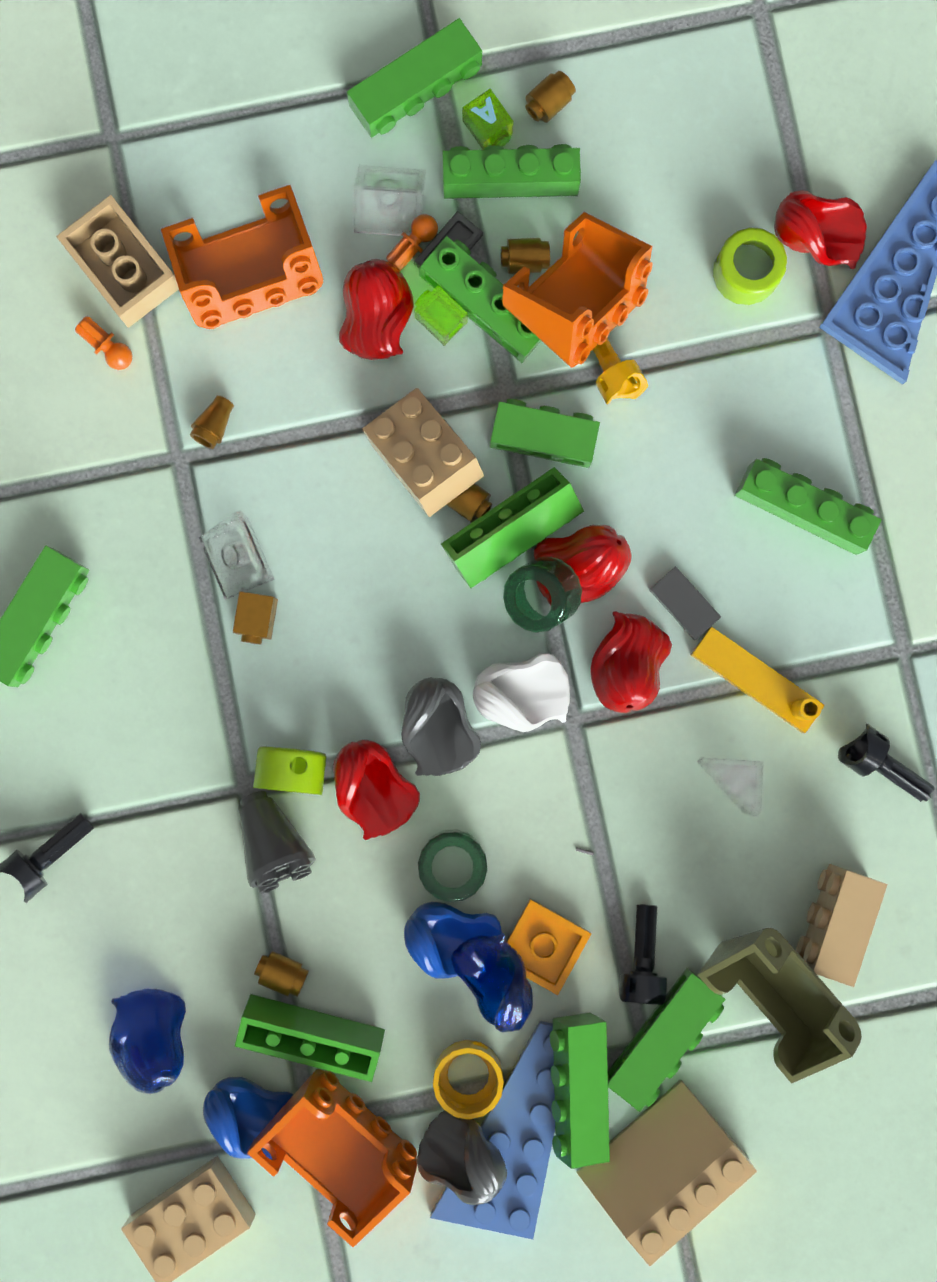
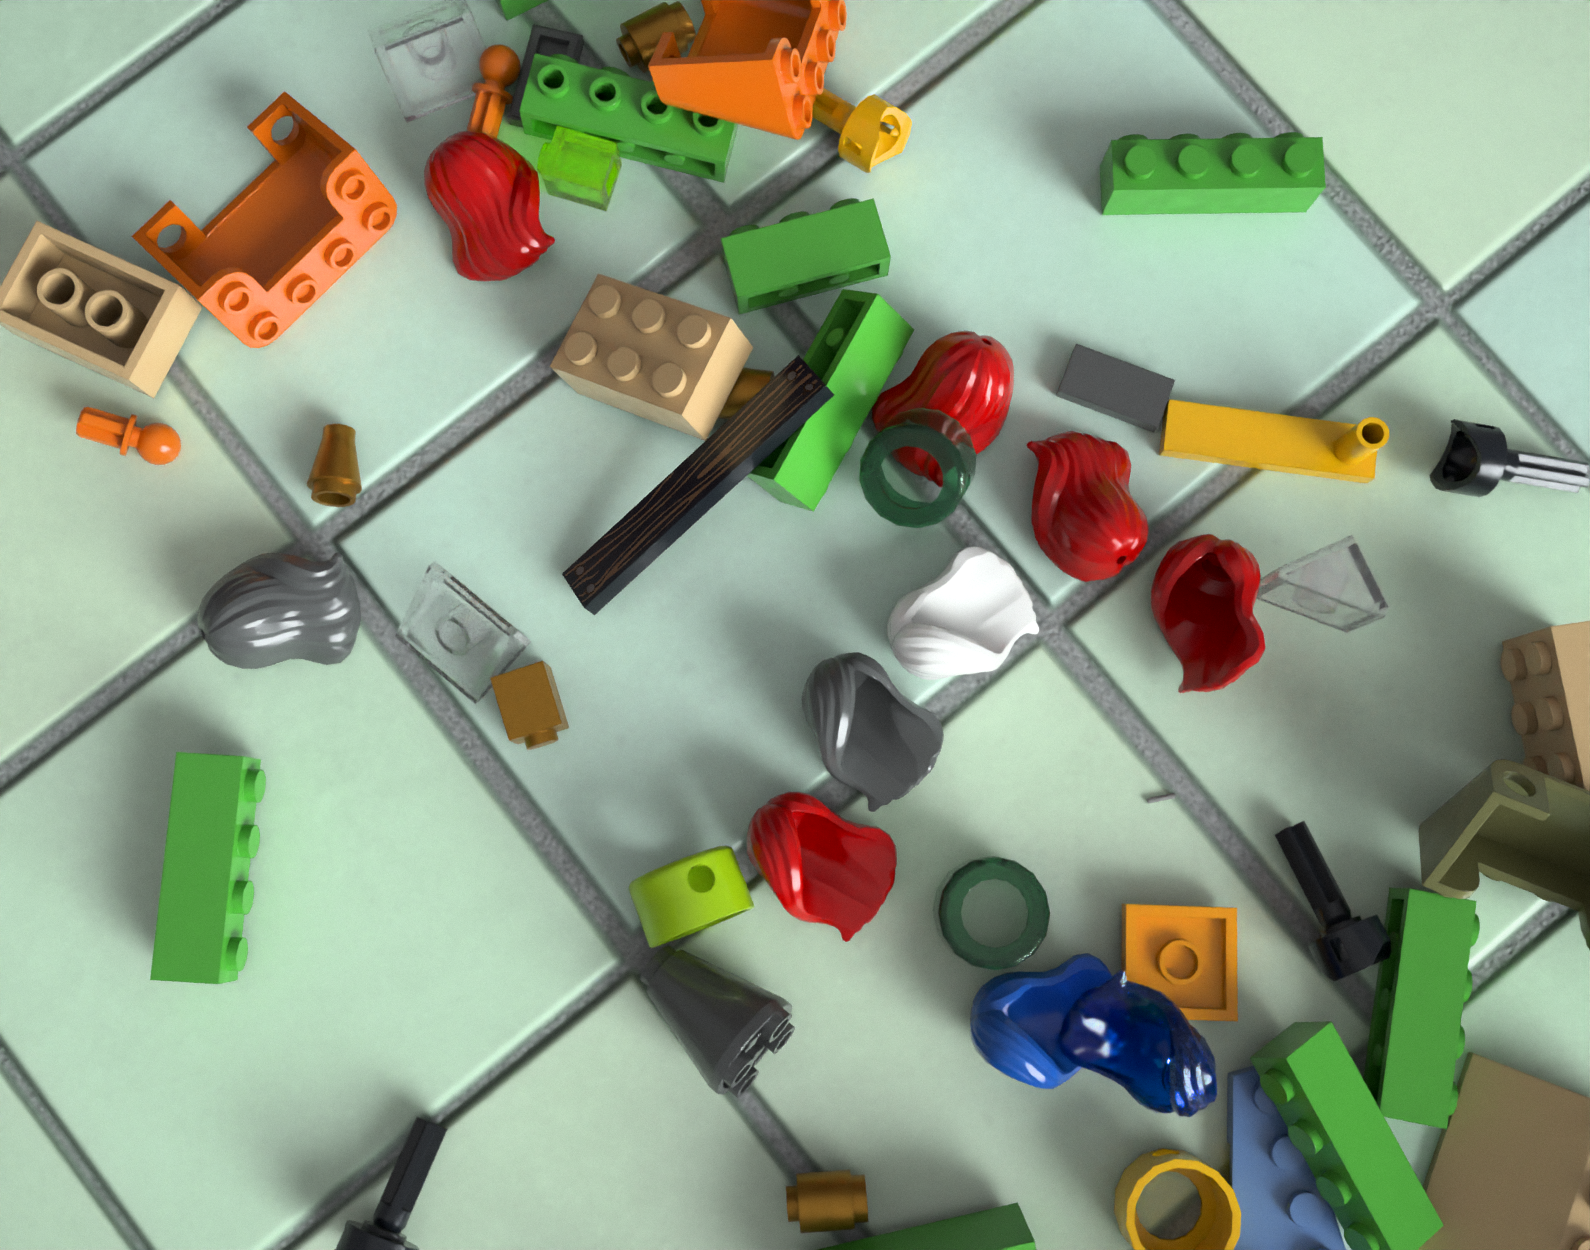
camera: 25 degrees left, 5 degrees down
(141, 491) = (281, 611): none -> dark grey piece
(411, 540) = (697, 485): none -> black tile
(665, 755) = (1206, 610): none -> red piece

